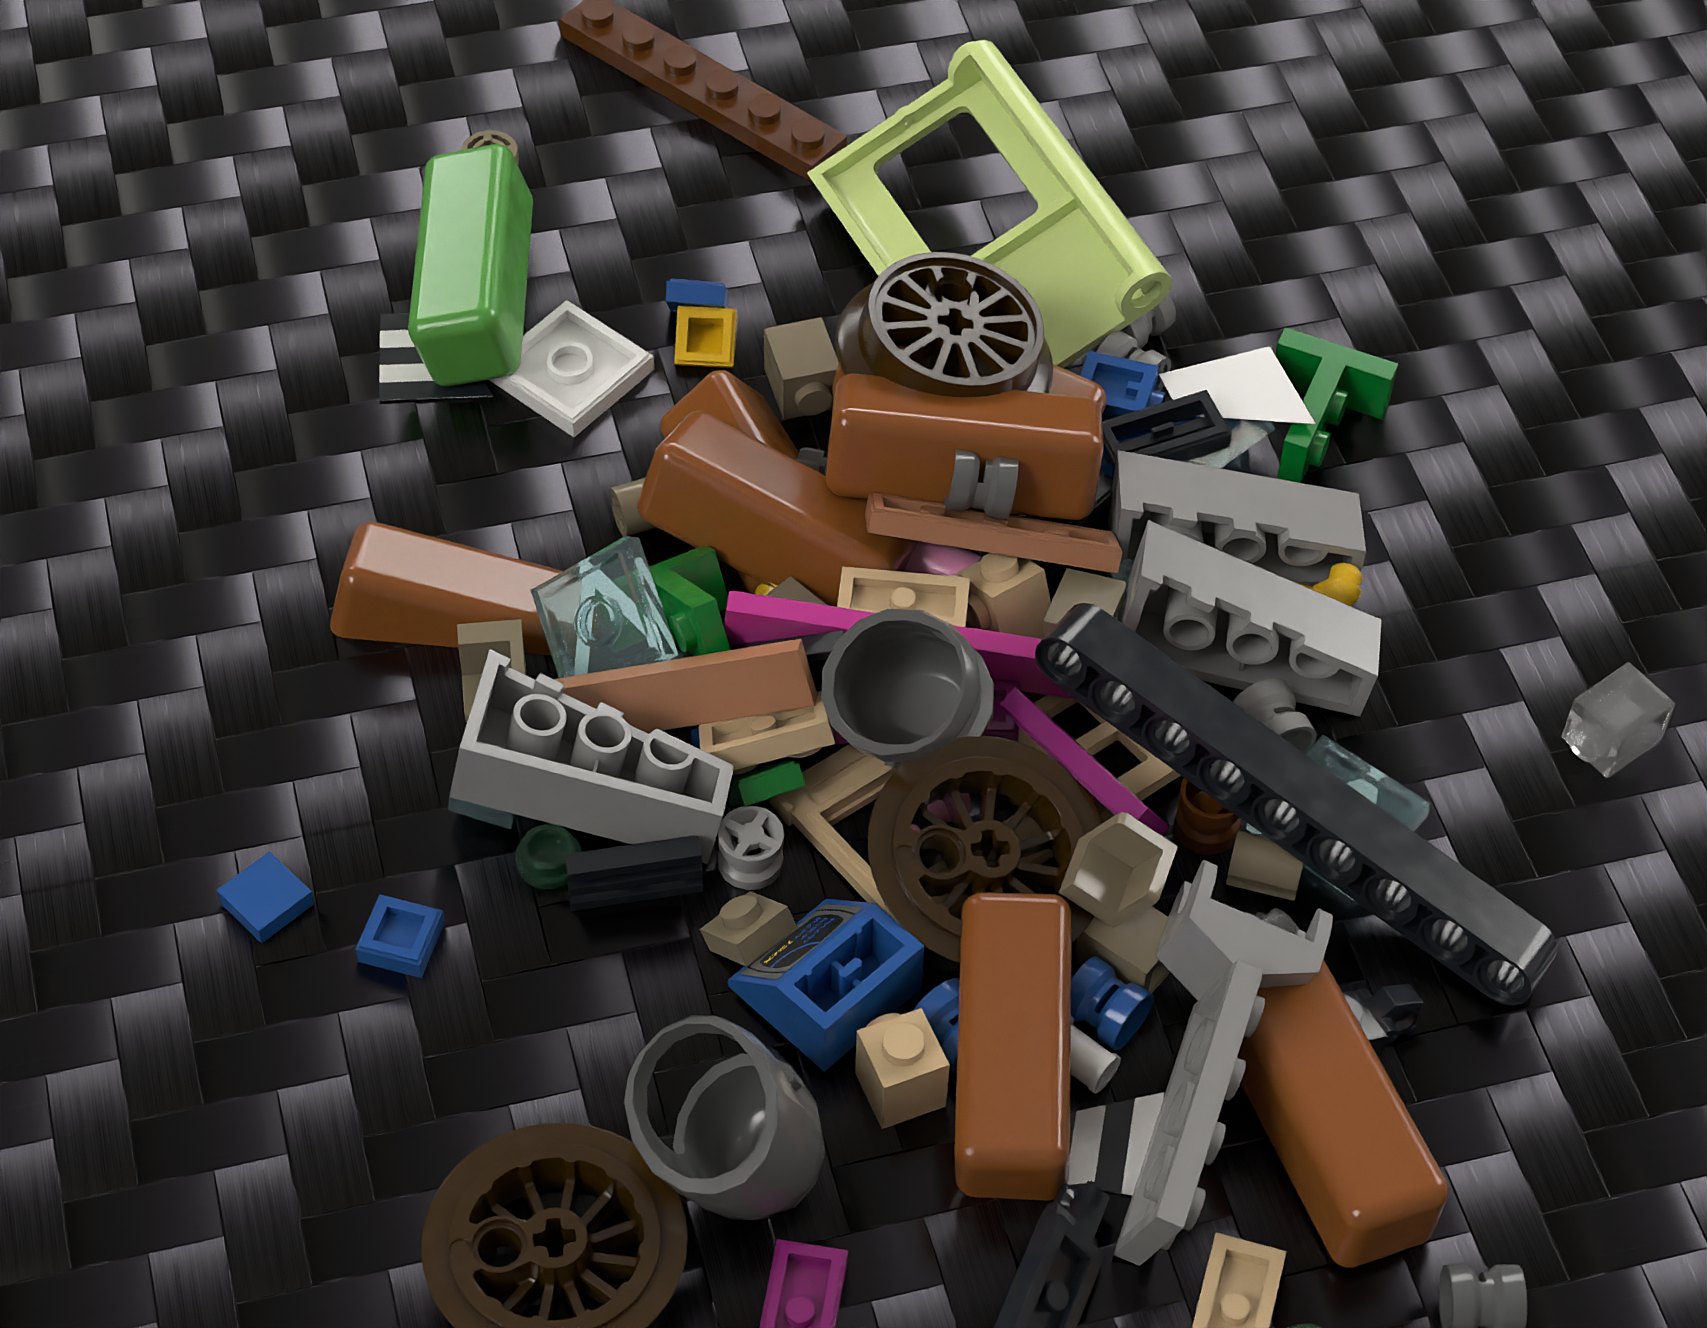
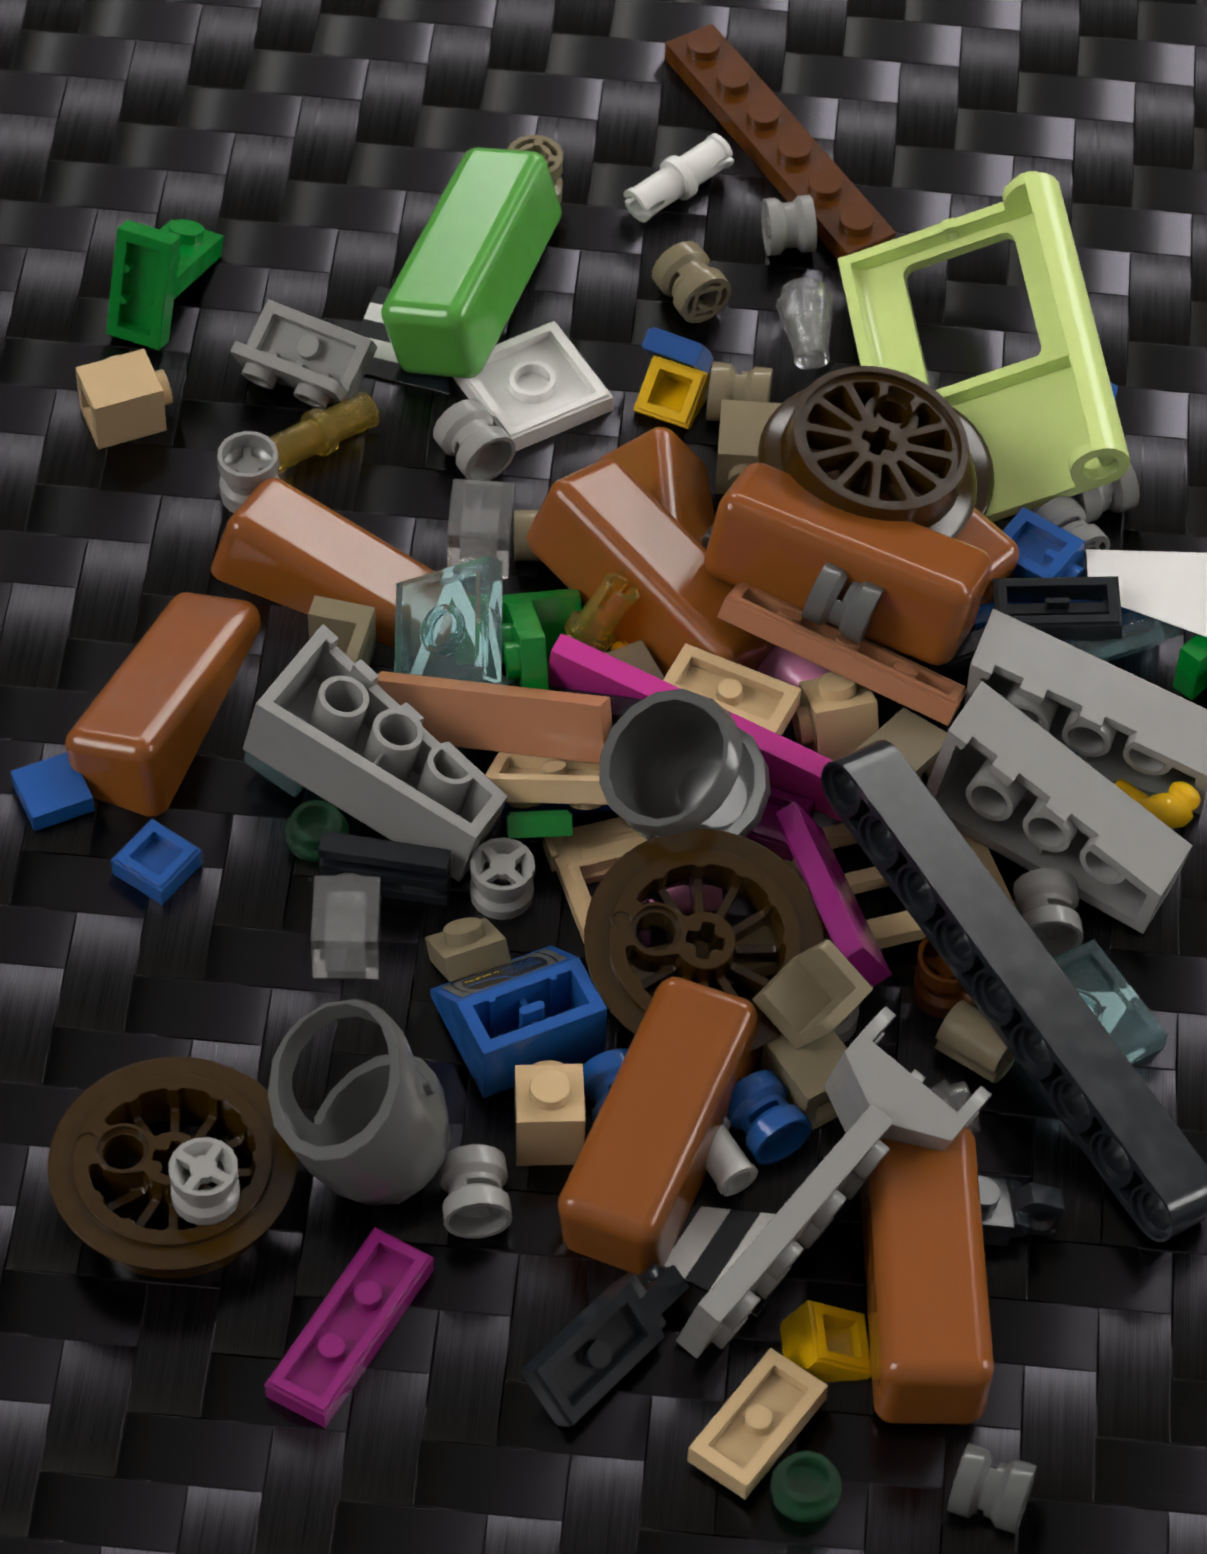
camera: 20 degrees right, 0 degrees up
(162, 361) = (151, 271): none -> green bracket
(179, 487) = (123, 398): none -> tan brick
(331, 517) = (243, 464): none -> light grey wheel
(339, 774) = (162, 702): none -> dark orange piece
(343, 397) = (305, 355): none -> light grey bracket
(386, 466) = (324, 429): none -> clear yellow pin
(536, 430) = (469, 434): none -> light grey wheel
(582, 511) = (480, 522): none -> clear brick
(594, 1237) = (200, 1163): none -> light grey wheel
(621, 942) = (346, 926): none -> clear brick
(625, 138) = (678, 177): none -> white pin
(685, 232) = (698, 288): none -> dark tan wheel
(745, 563) = (601, 613): none -> clear yellow pin
(748, 154) = (789, 225): none -> light grey wheel
(756, 315) = (728, 385): none -> dark tan wheel
(801, 234) = (807, 320): none -> clear cone
(864, 1174) = (475, 1193): none -> light grey wheel
(1257, 1207) = (827, 1342): none -> yellow slope

